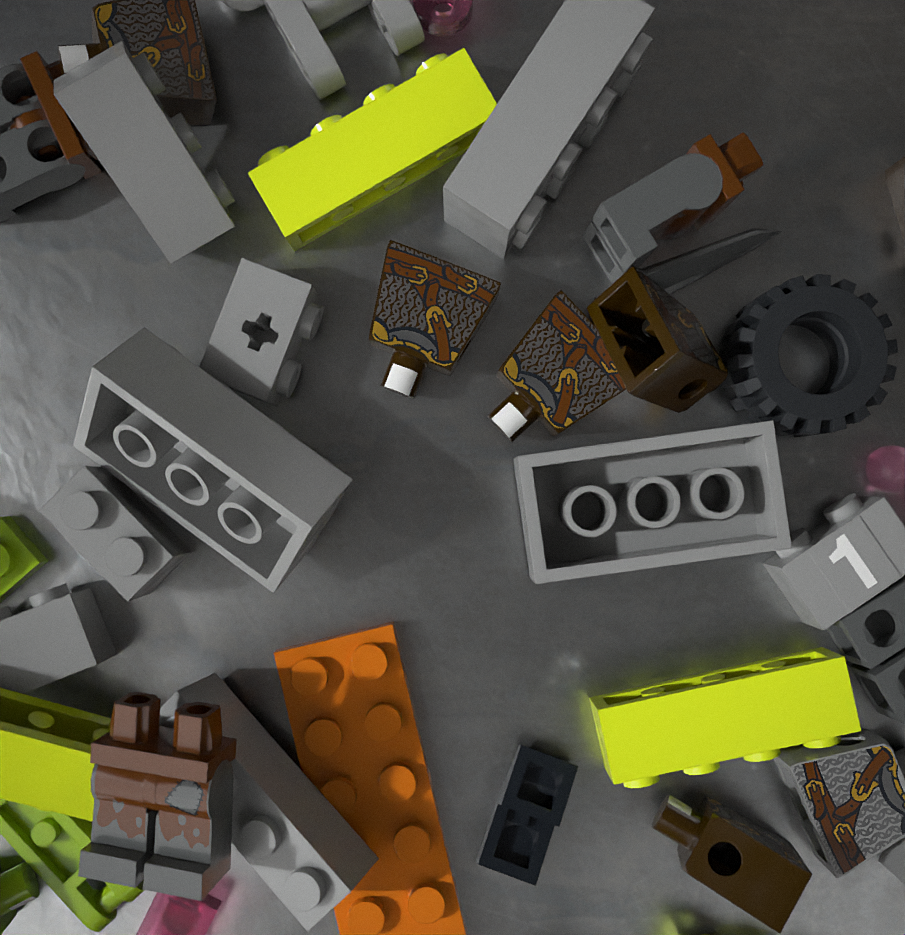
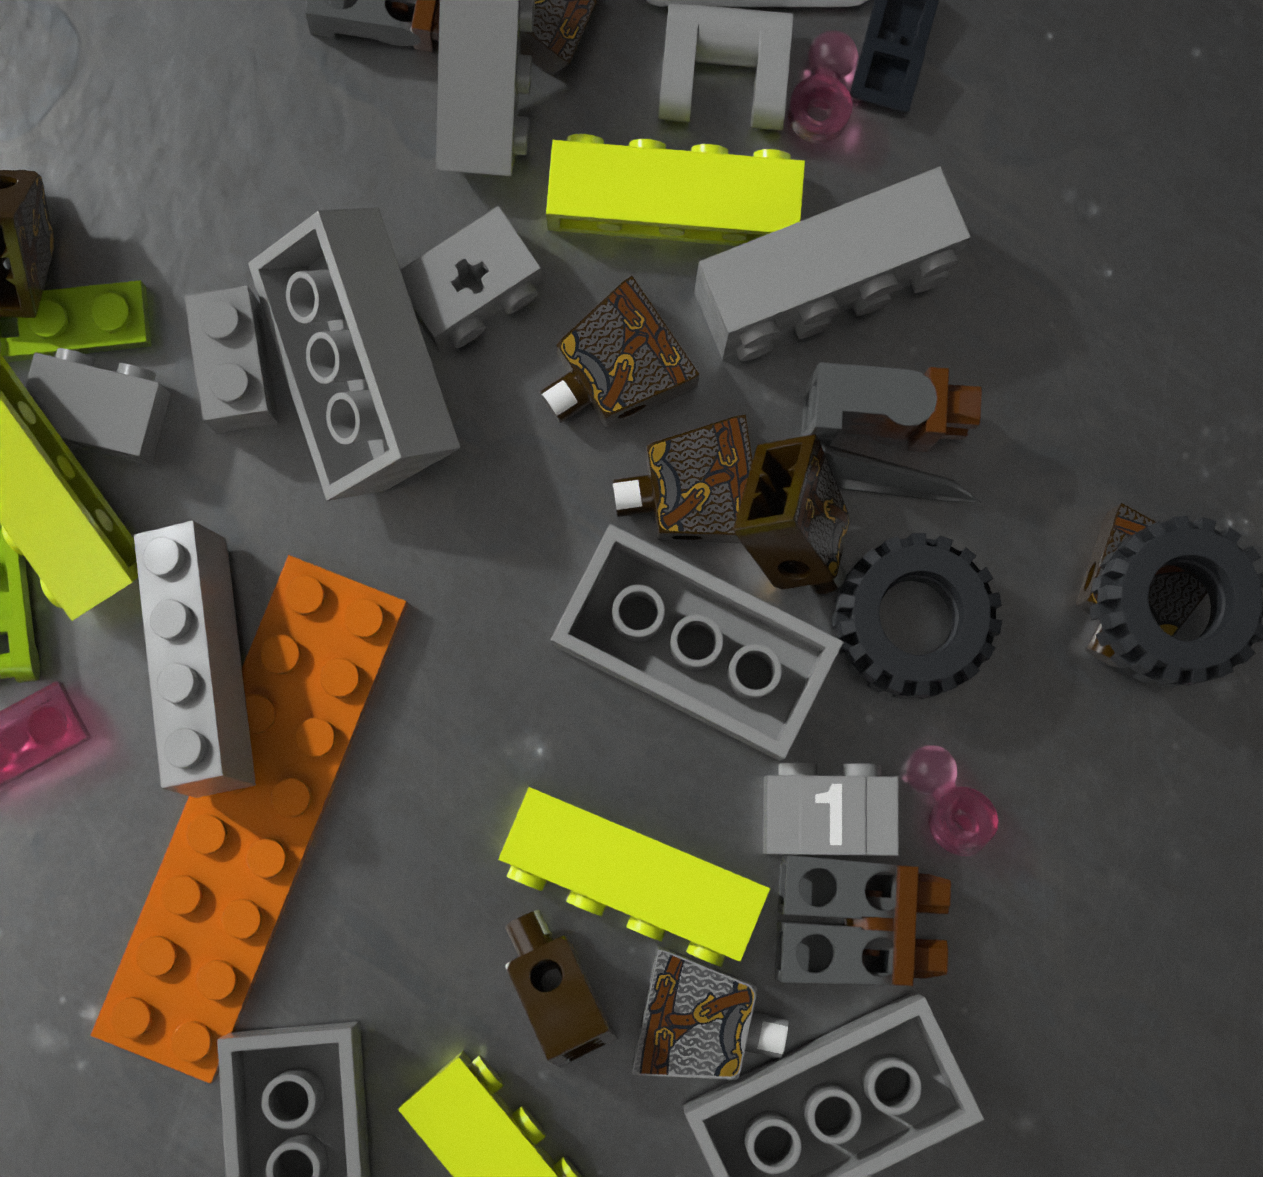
camera: 30 degrees right, 5 degrees down
(161, 799) = (127, 590): hips -> none
(526, 814) = (405, 846): black slope -> none

